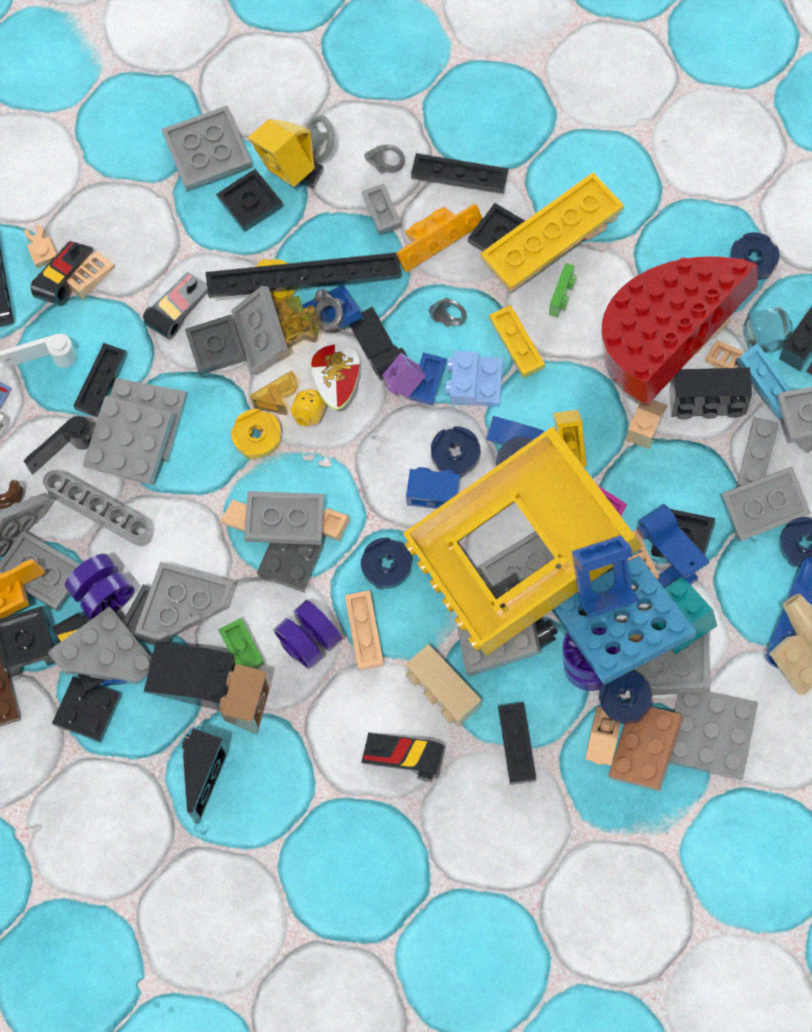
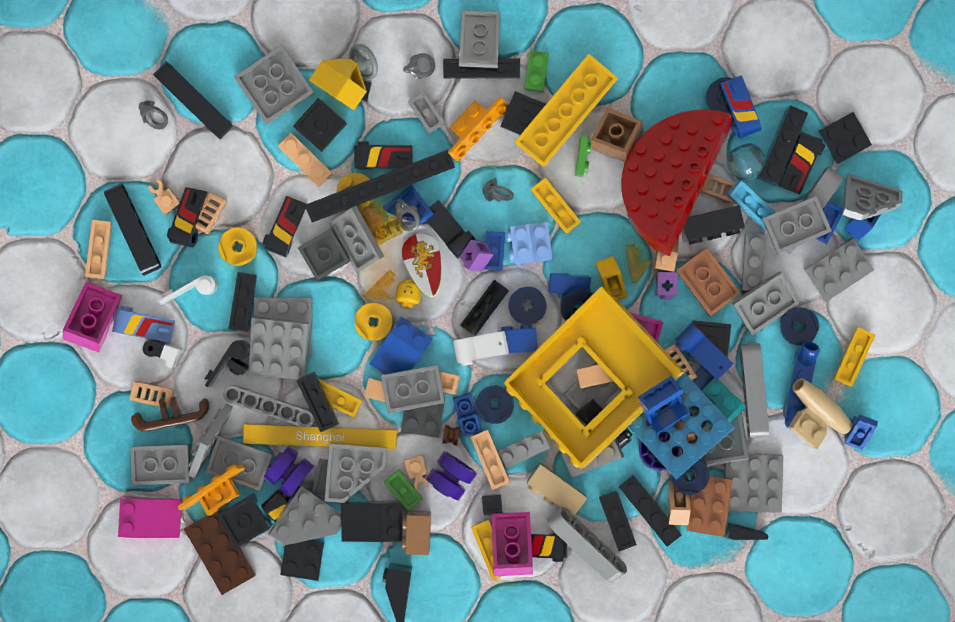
camera: 15 degrees left, 20 degrees up
(47, 147) = (146, 109): none -> flat silver piece
(70, 453) = (237, 366): none -> black plate
(106, 147) = (193, 100): none -> black beam
(117, 328) = (243, 237): none -> yellow plate
(145, 557) = (313, 437): none -> yellow tile
(159, 510) = (317, 401): none -> black plate
(181, 512) = (341, 400): none -> yellow plate
(221, 236) = (305, 160): none -> light nougat plate
(262, 625) = (416, 469): none -> light nougat plate
(285, 466) = (401, 348): none -> blue slope
(306, 243) = (381, 156): none -> black door
(320, 588) = (451, 435): none -> reddish brown wheel
(337, 747) = (483, 535): none -> yellow plate
(347, 569) = (467, 414): none -> blue slope
(353, 688) = (492, 504): none -> black plate
(367, 740) = (512, 544): none -> dark pink slope
(373, 488) = (480, 347): none -> white door
(400, 443) = (484, 308): none -> black plate
(413, 620) = (525, 448): none -> light grey plate
(464, 138) = (479, 39): none -> light grey plate
(468, 762) = (587, 544): none -> light grey beam
(521, 544) = (592, 376): none -> light nougat slope
(526, 189) = (536, 71): none -> bright green plate
(563, 741) = (650, 510): none -> black plate
(606, 429) = (636, 269): none -> clear yellow slope
(608, 269) = (616, 134): none -> medium nougat slope
(642, 449) = (671, 278): none -> medium lavender brick
(685, 793) = (739, 532): none -> black slope
(694, 466) = (708, 282): none -> nougat plate
(732, 611) = (754, 390): none -> light grey beam
(773, 269) = (741, 107): none -> blue door

